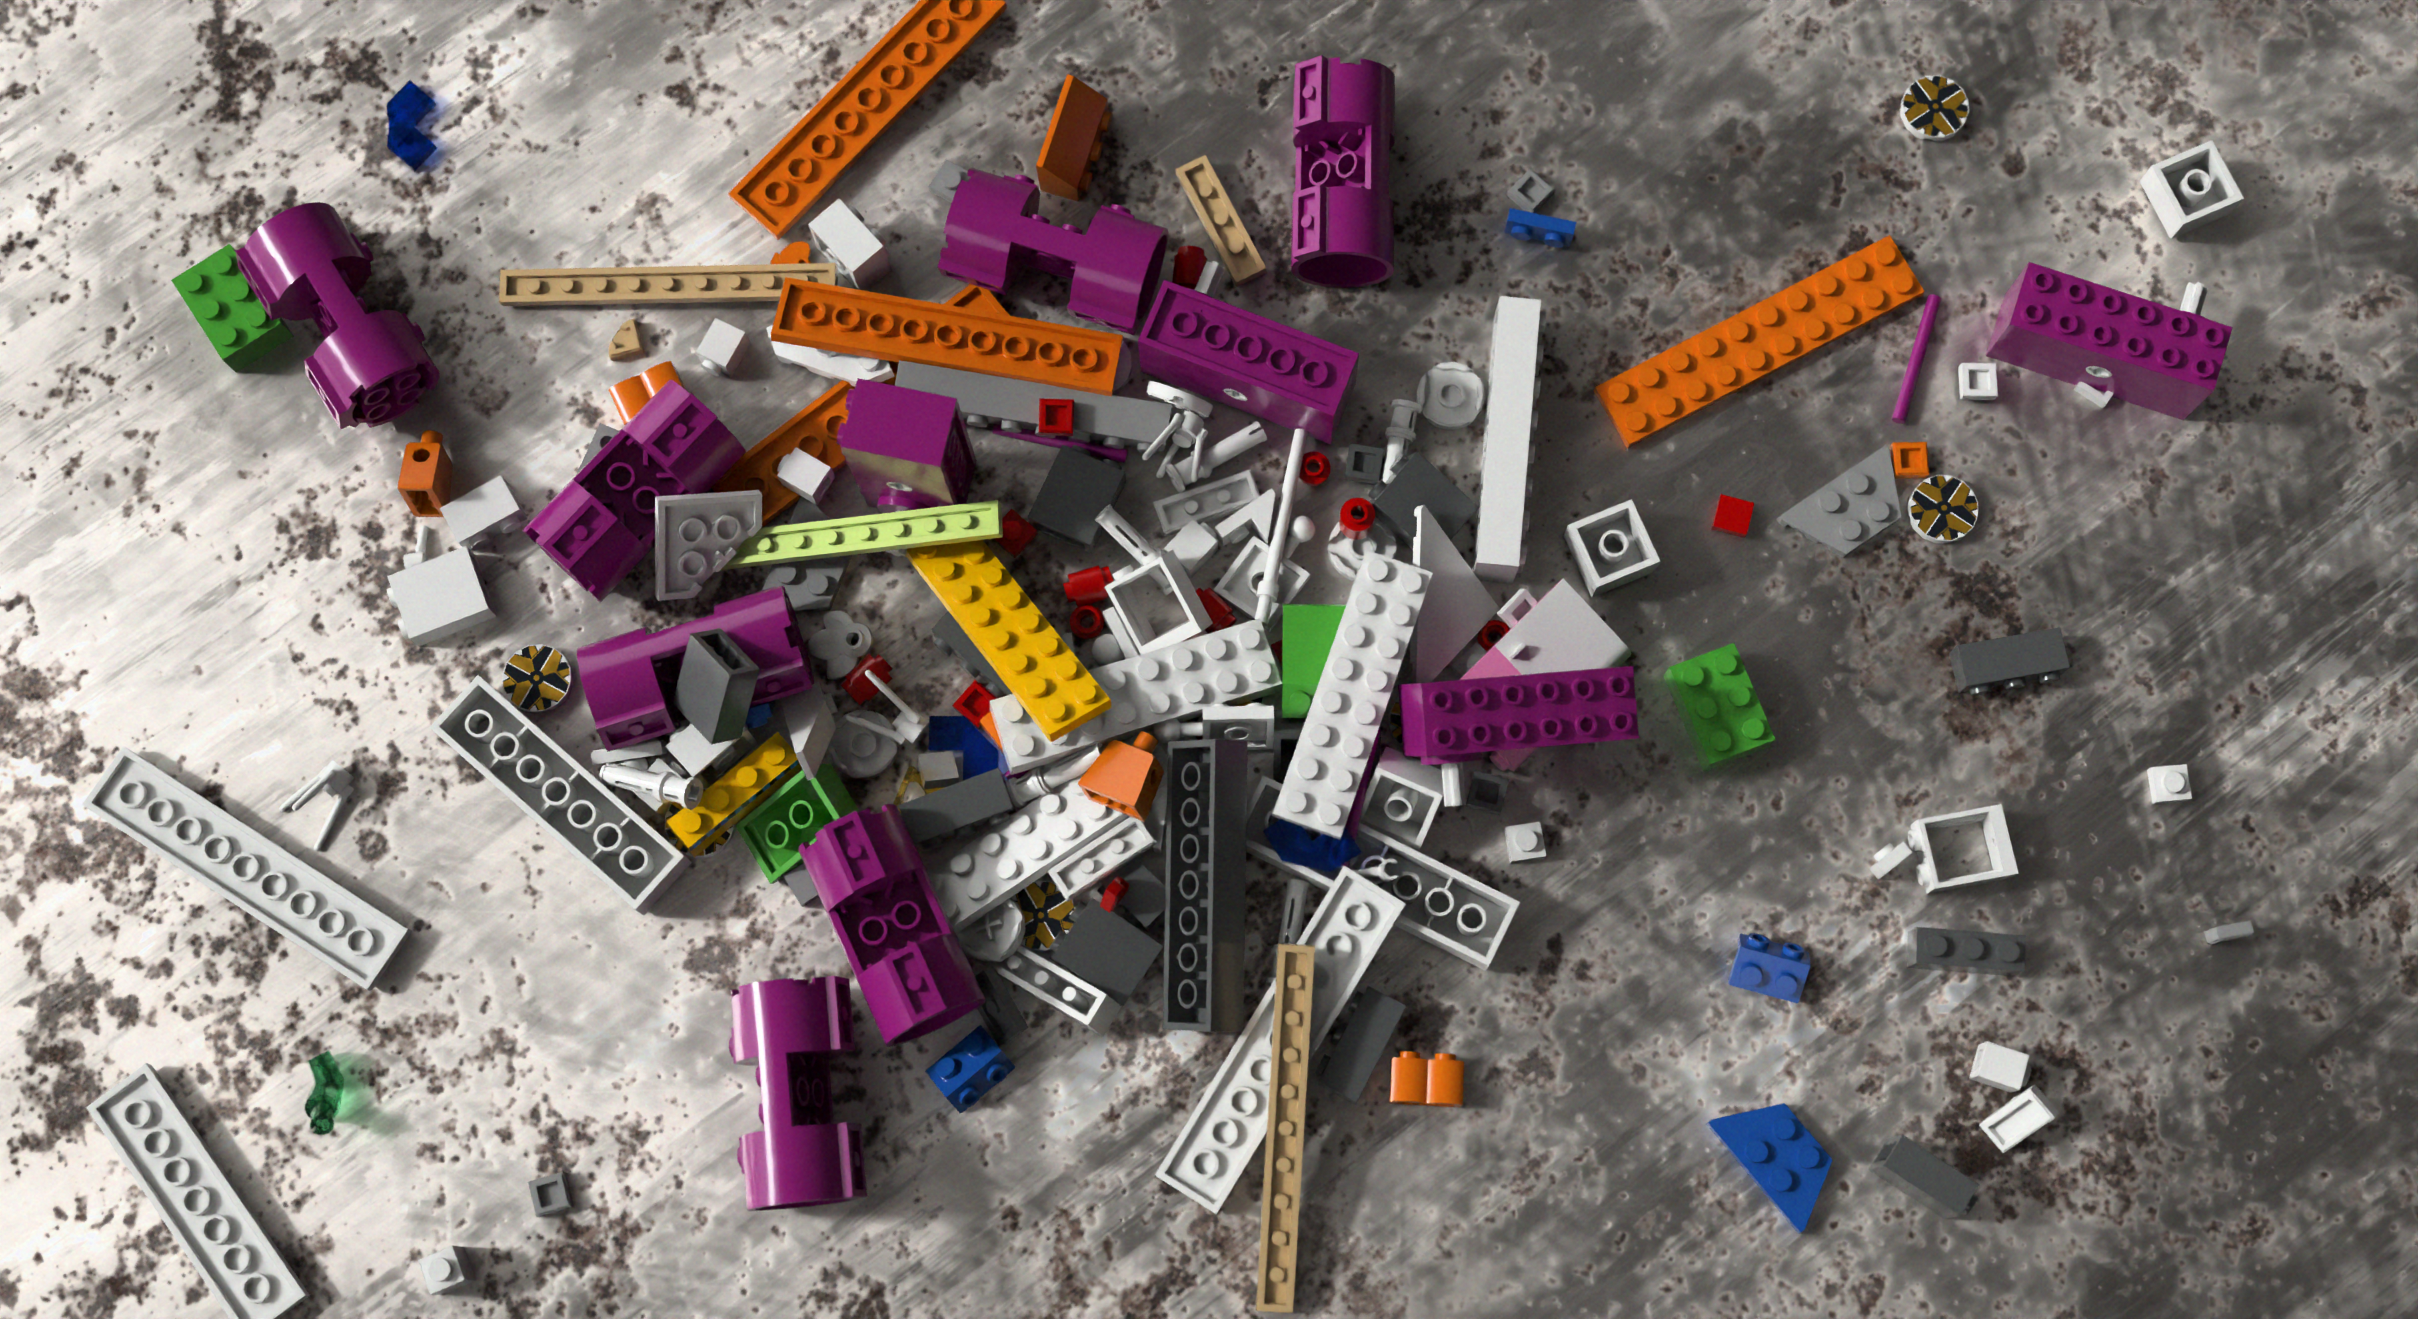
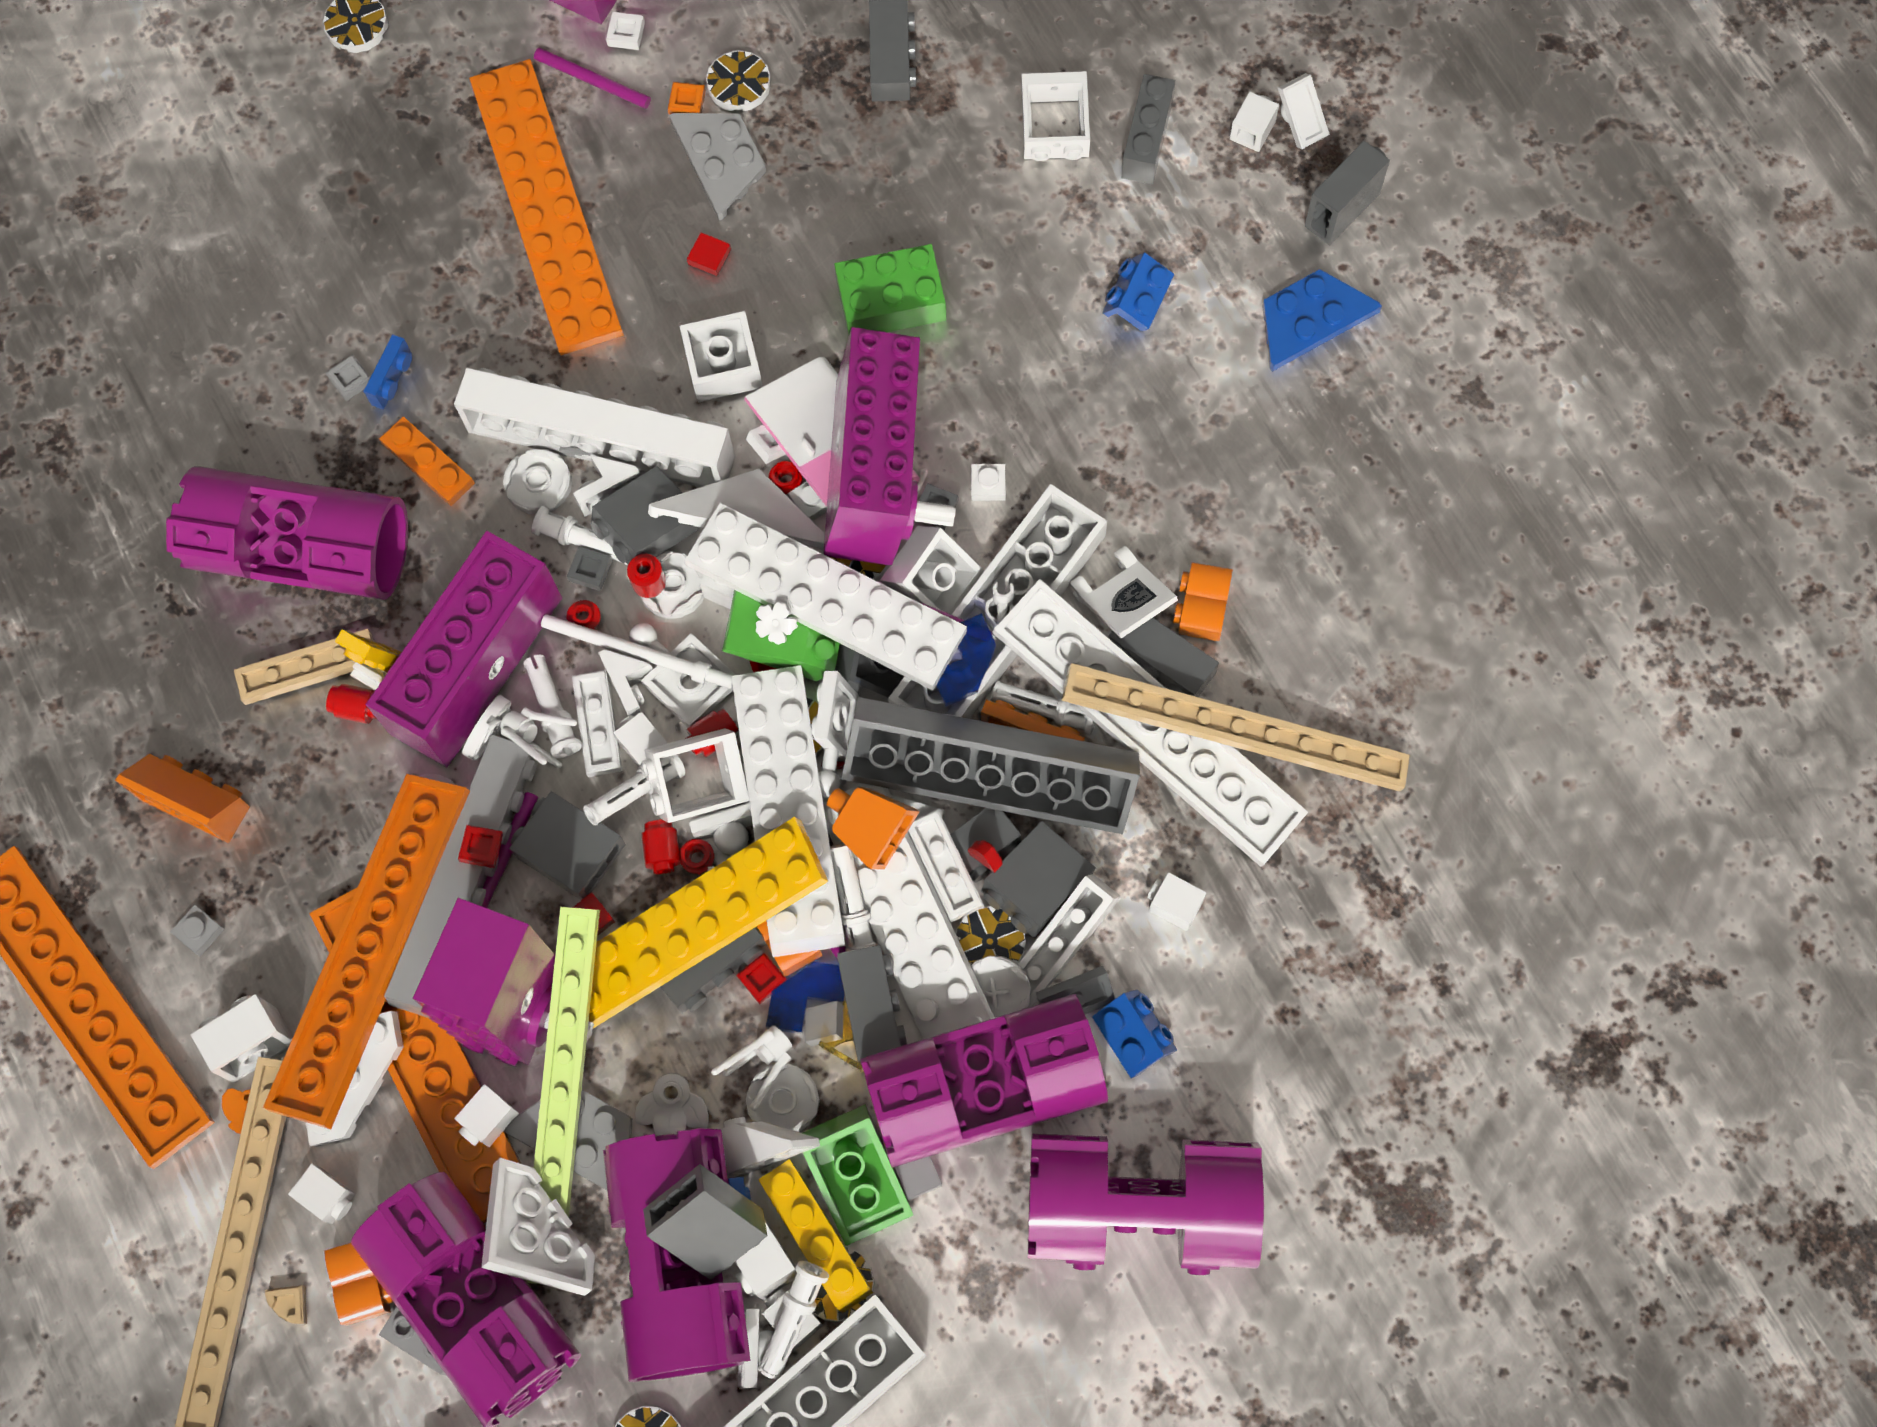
camera: 80 degrees left, 5 degrees down
(859, 685) = (716, 1090): red brick -> none
(998, 229) = (330, 771): magenta cylinder -> none
(1105, 1091) = (1176, 900): none -> white brick
(1225, 275) = (367, 651): none -> yellow plate
(1264, 925) = (1005, 714): none -> orange plate
(1314, 649) = (775, 622): none -> white plant
(1412, 1000) = (1128, 597): none -> white flag
(1454, 285) = (427, 461): none -> orange plate
(1458, 469) = (613, 477): none -> white slope
(1888, 858) = (1055, 176): white plate -> none

